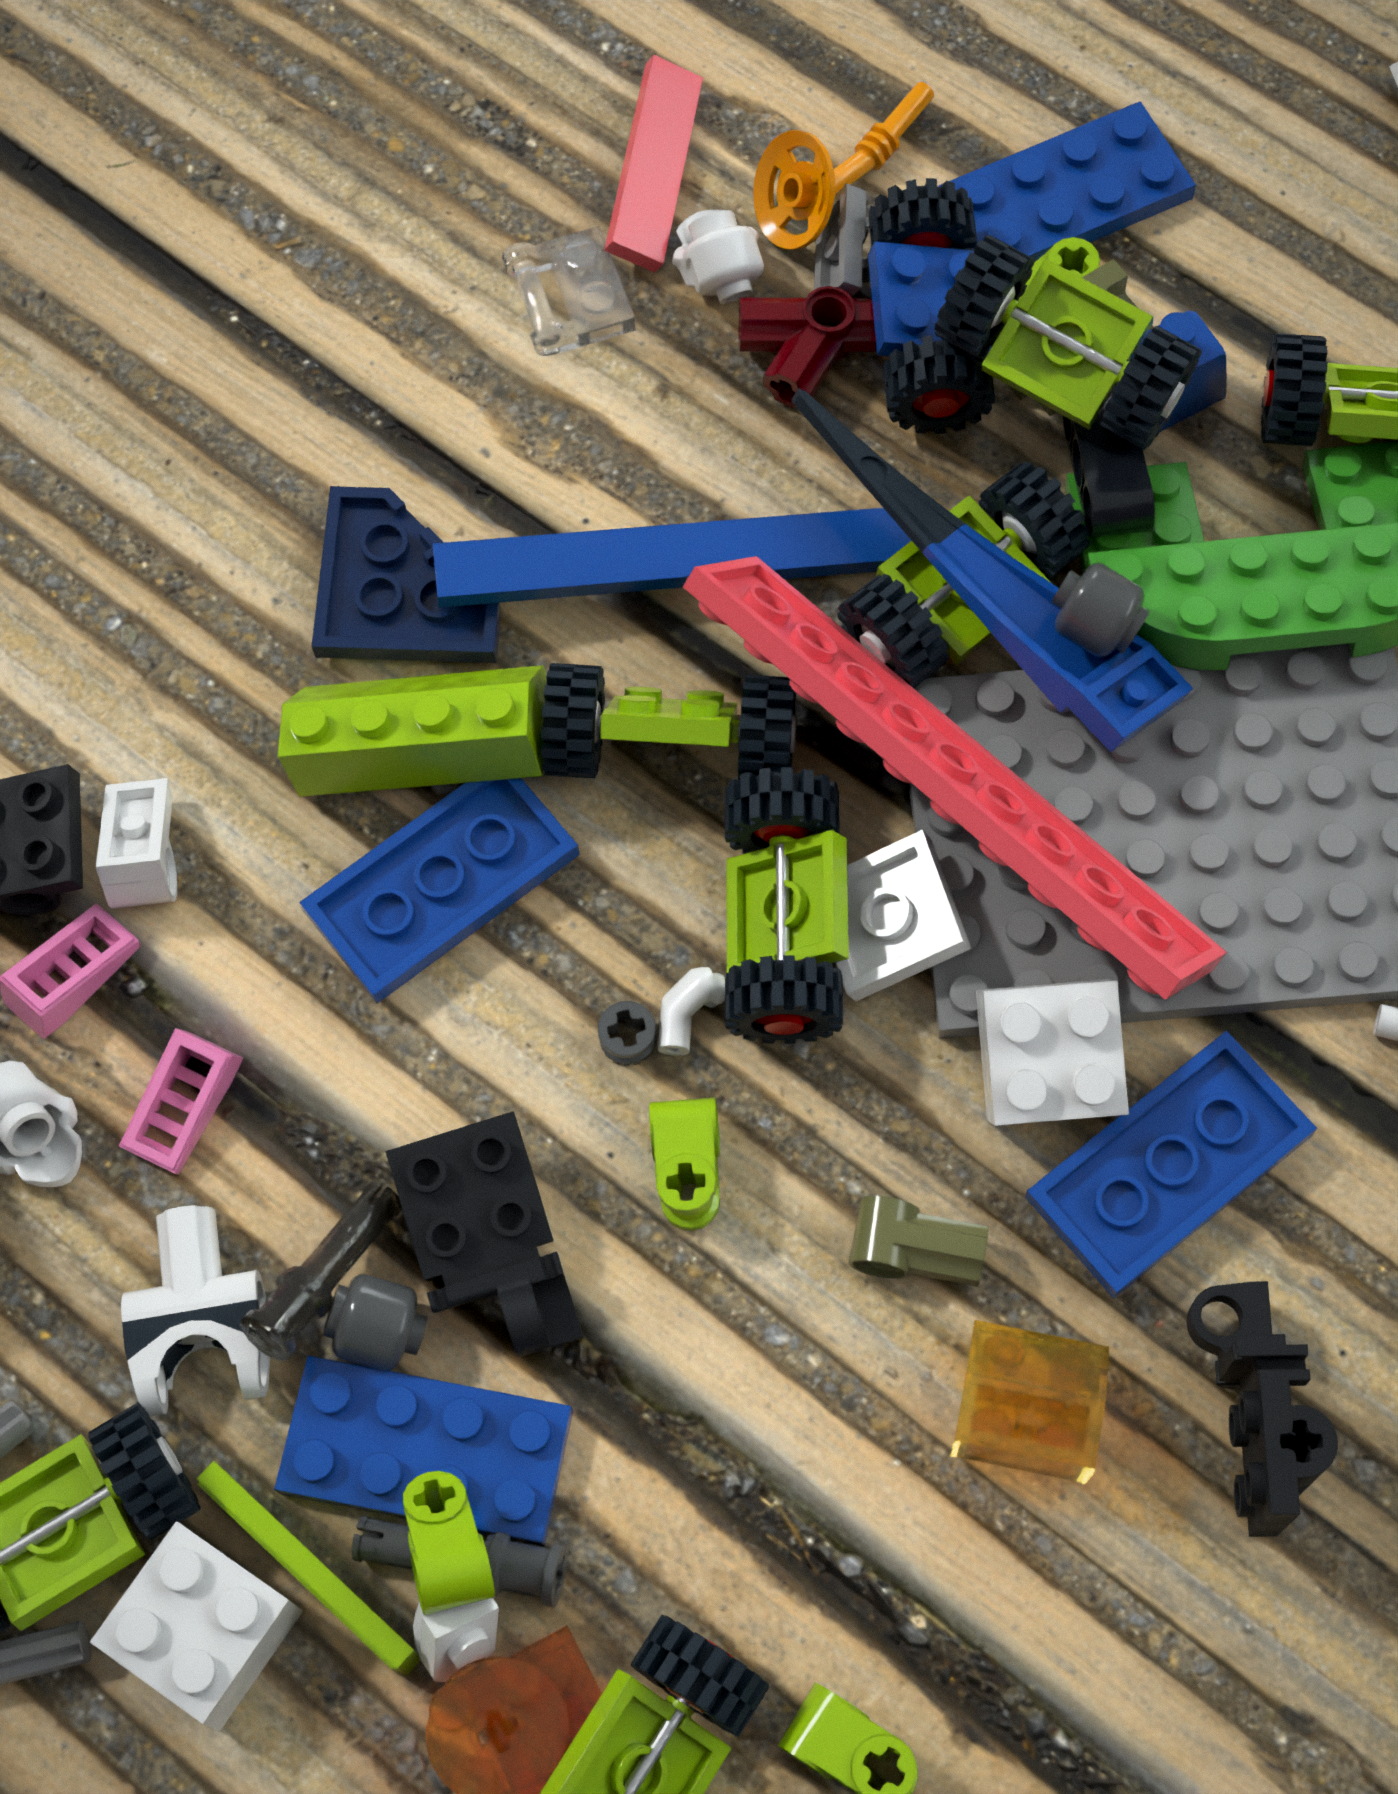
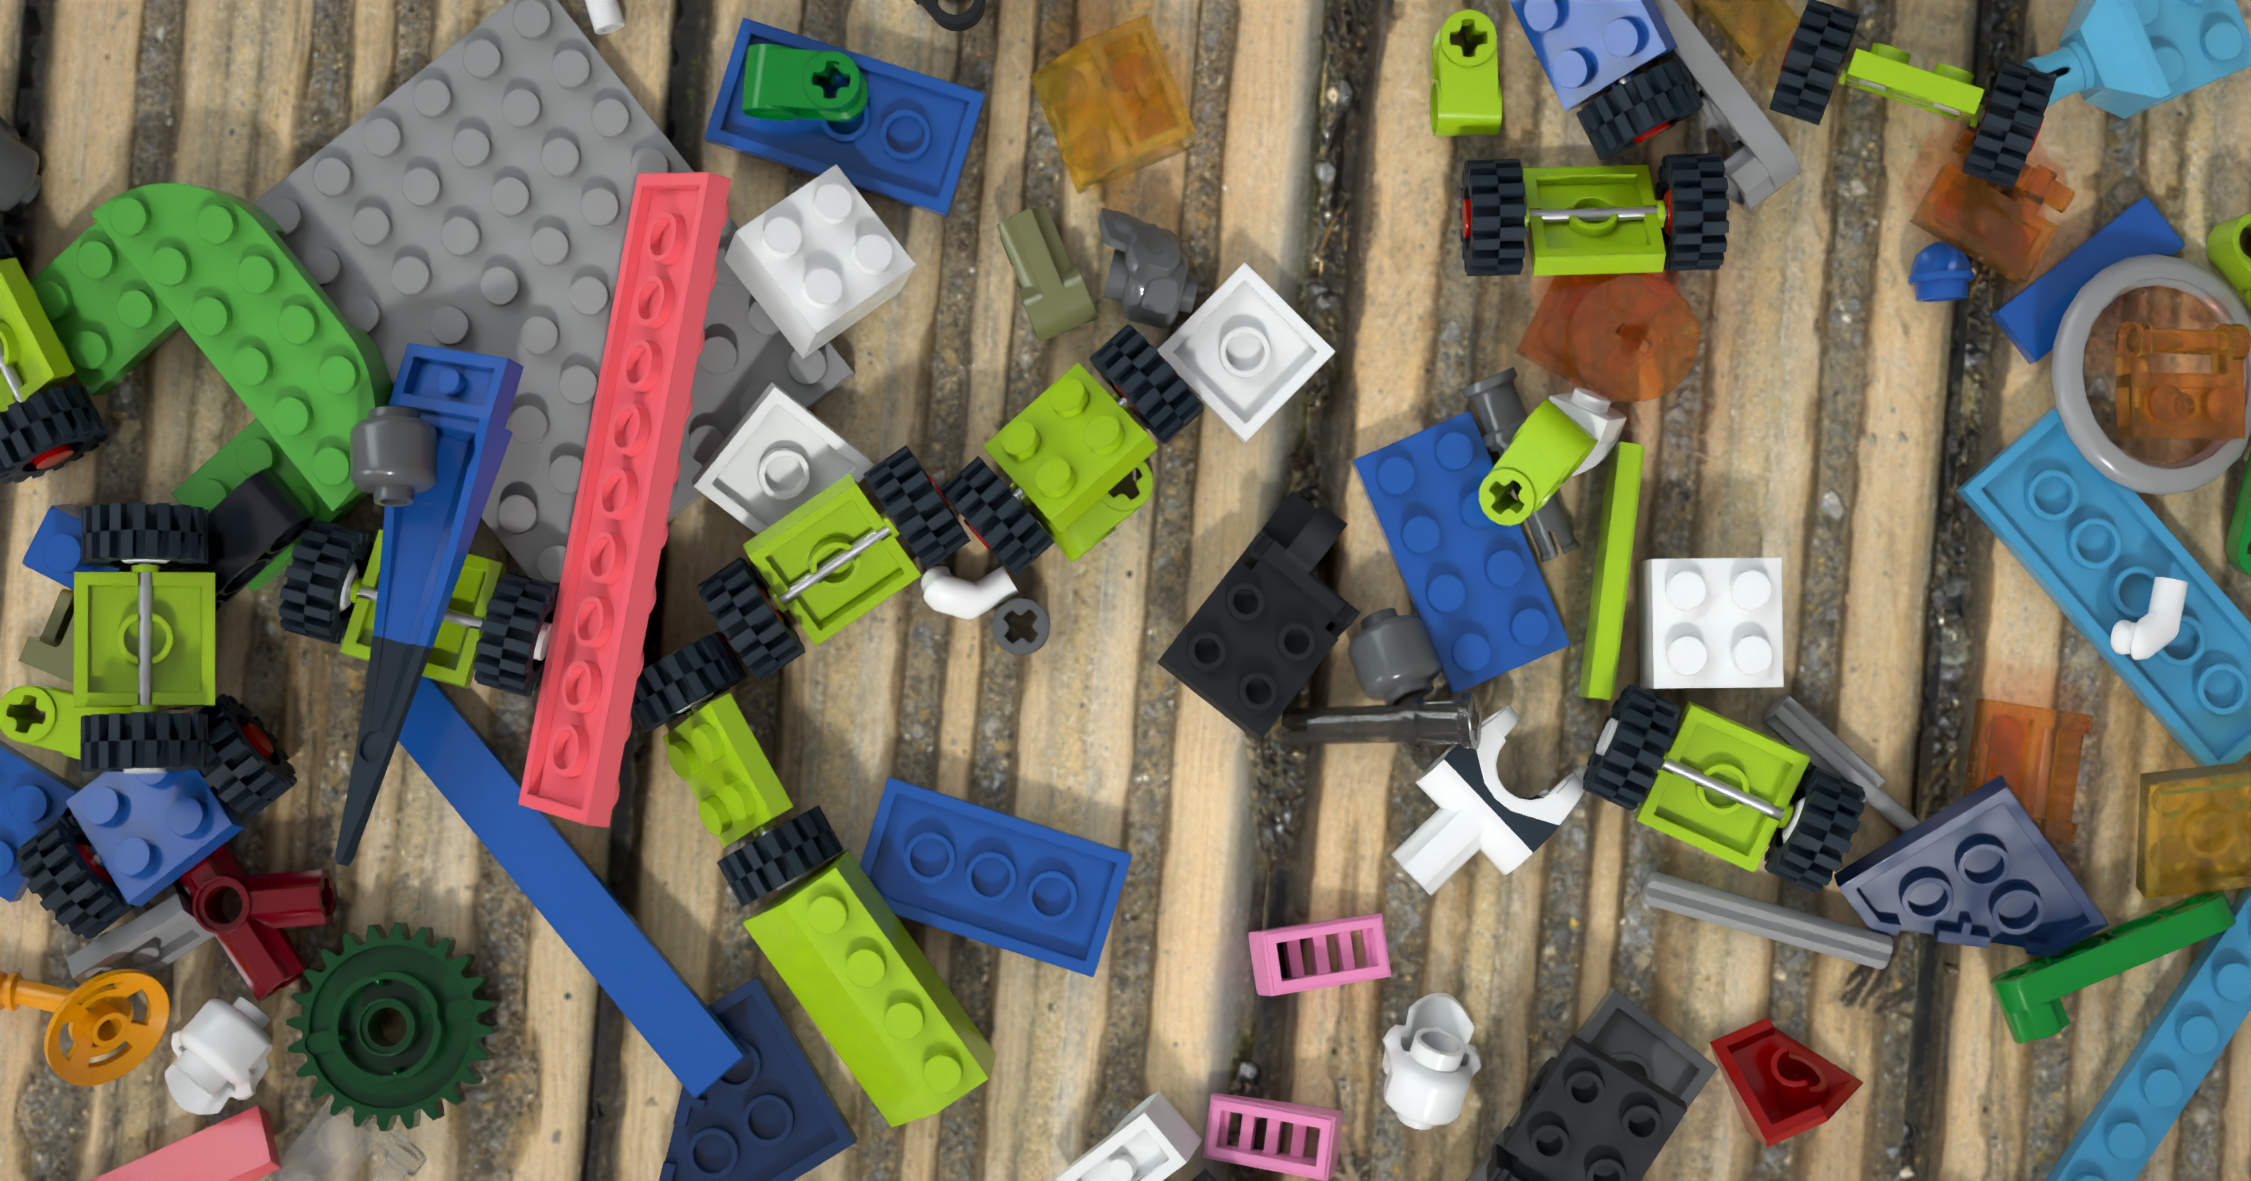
camera: 125 degrees left, 20 degrees up
(644, 419) = (346, 1036): none -> dark green gear
(731, 1373) = (1245, 352): none -> white plate
(746, 1159) = (1072, 447): none -> plate
(863, 1330) = (1147, 270): none -> dark grey head
(1223, 1126) = (790, 83): none -> green piece

